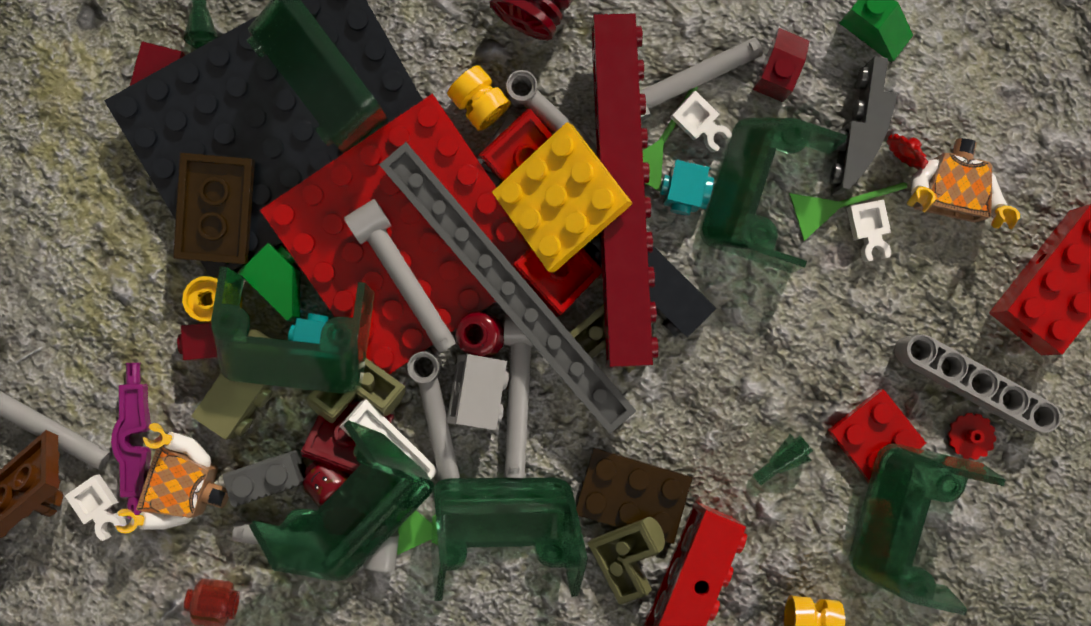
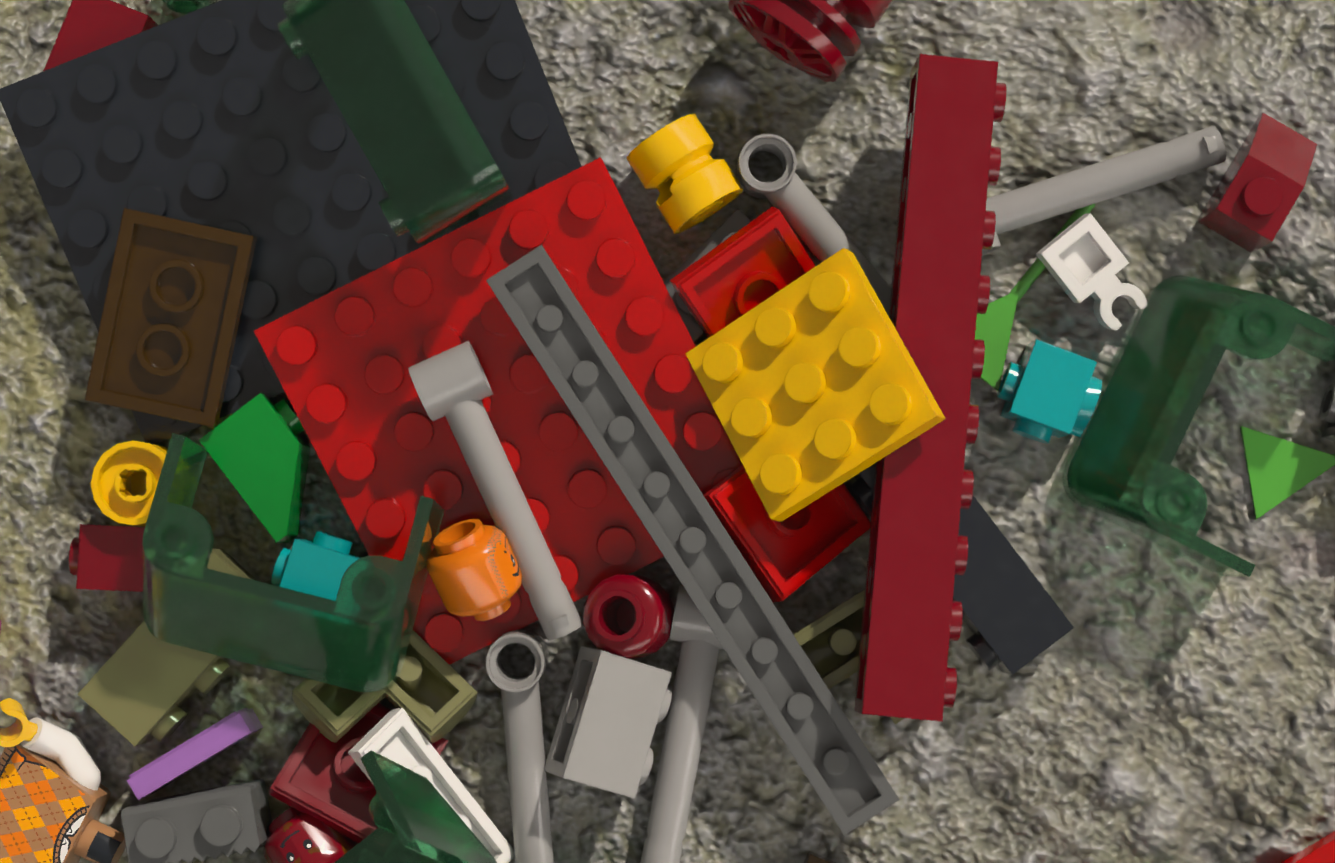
camera: 20 degrees right, 0 degrees up
(258, 439) = (194, 752): none -> medium lavender tile
(394, 320) = (474, 570): none -> orange head

